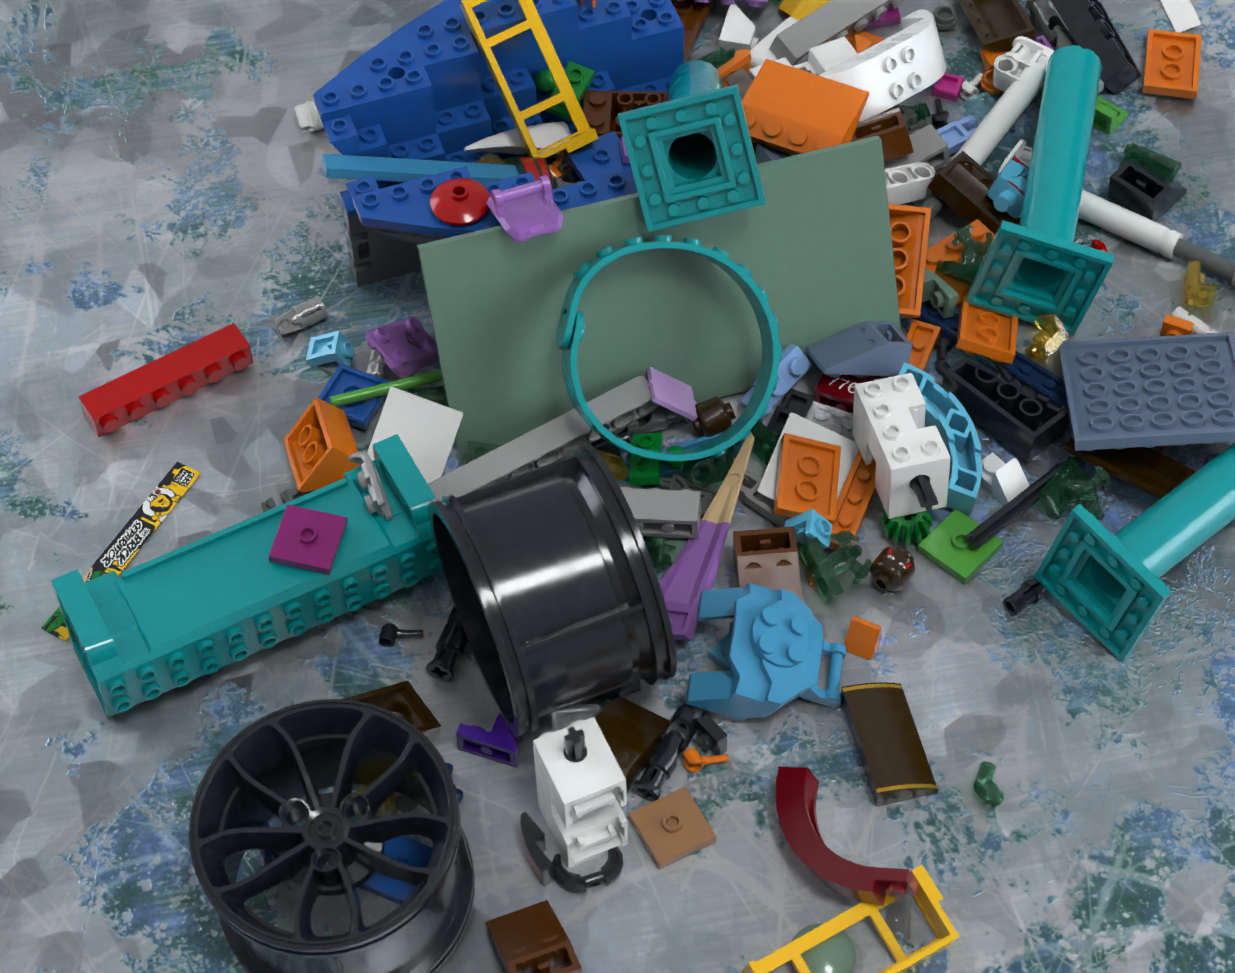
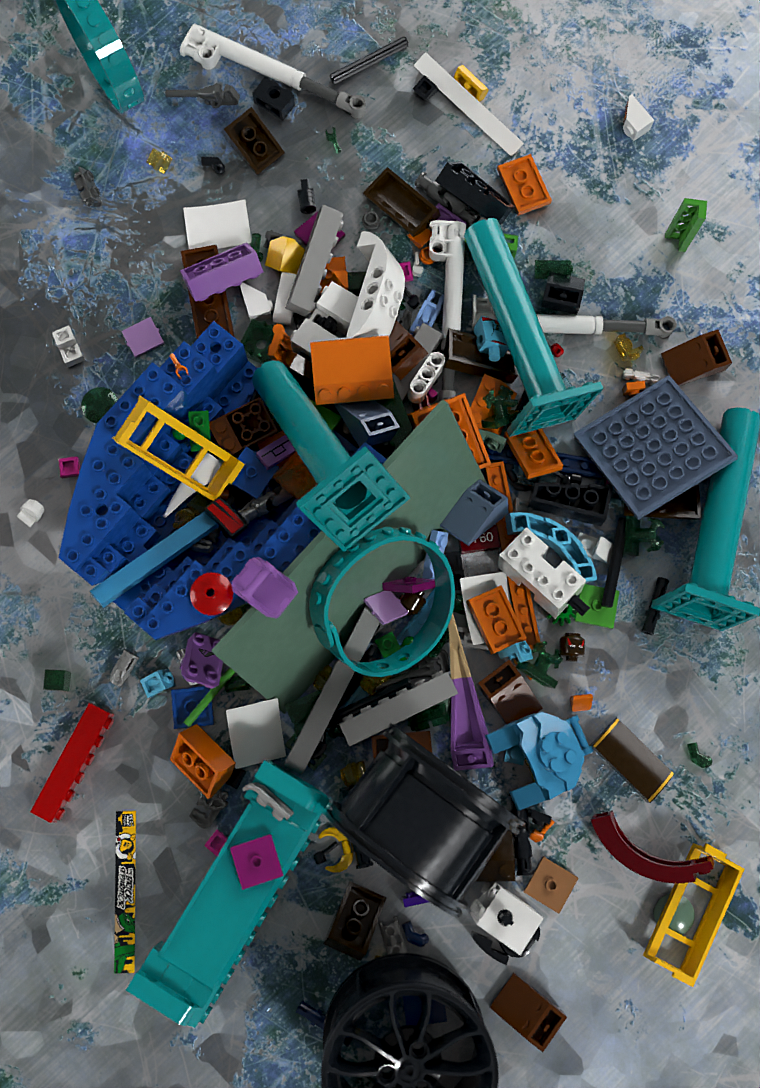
camera: 35 degrees left, 25 degrees up
(213, 288) = (57, 680): none -> clear green brick
(425, 654) = (347, 858): none -> yellow piece
(717, 383) = (409, 585): none -> magenta plate
(1049, 339) = (567, 435): clear yellow bracket -> none

